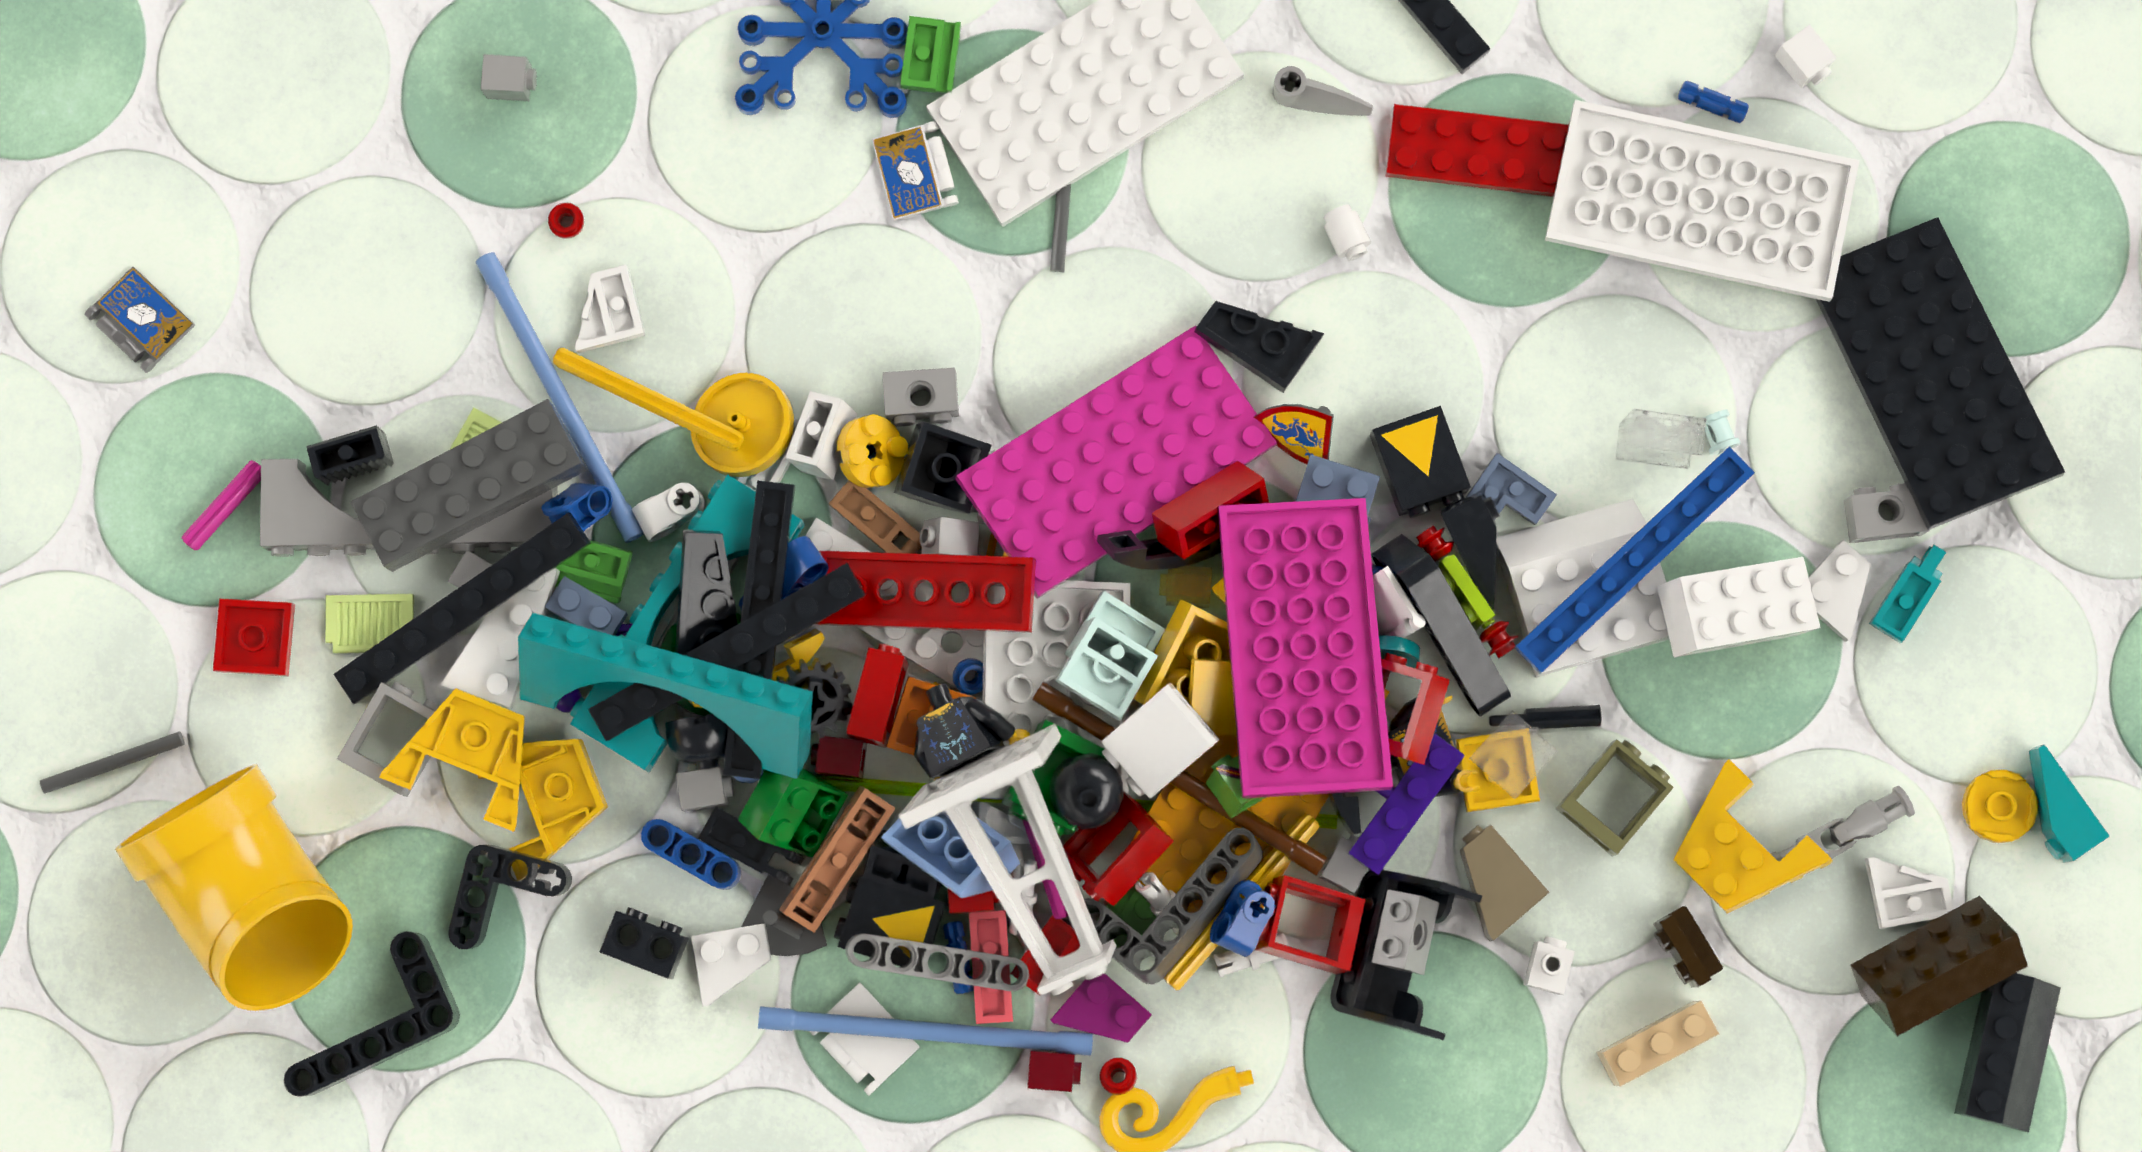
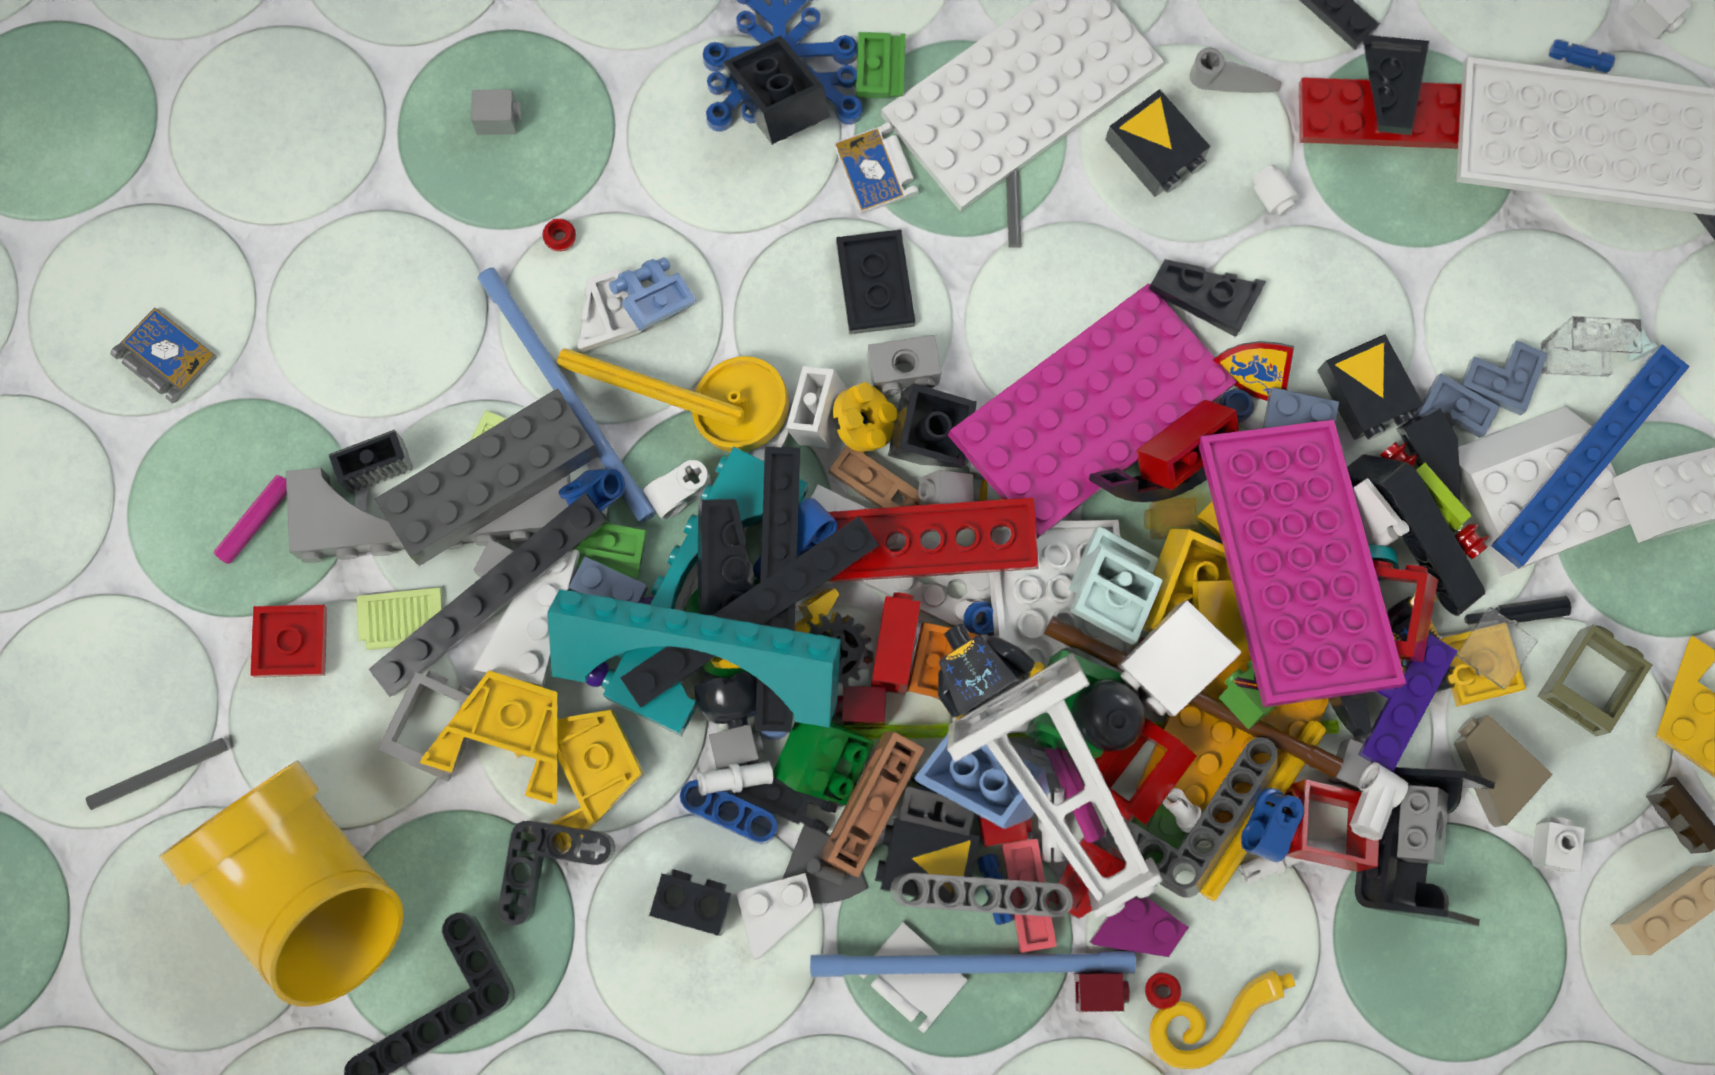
camera: 15 degrees left, 5 degrees down
(663, 305) = (657, 301): none -> medium blue plate
(699, 820) = (735, 777): none -> white pin
(812, 78) = (778, 89): none -> black slope
(900, 299) = (875, 282): none -> black tile
(1224, 169) = (1158, 143): none -> black brick
(1275, 468) = (1240, 401): none -> dark blue plate
(1361, 896) = (1380, 794): none -> white piece
(1493, 119) = (1395, 79): none -> black wing
(1571, 472) = (1507, 386): none -> sand blue plate

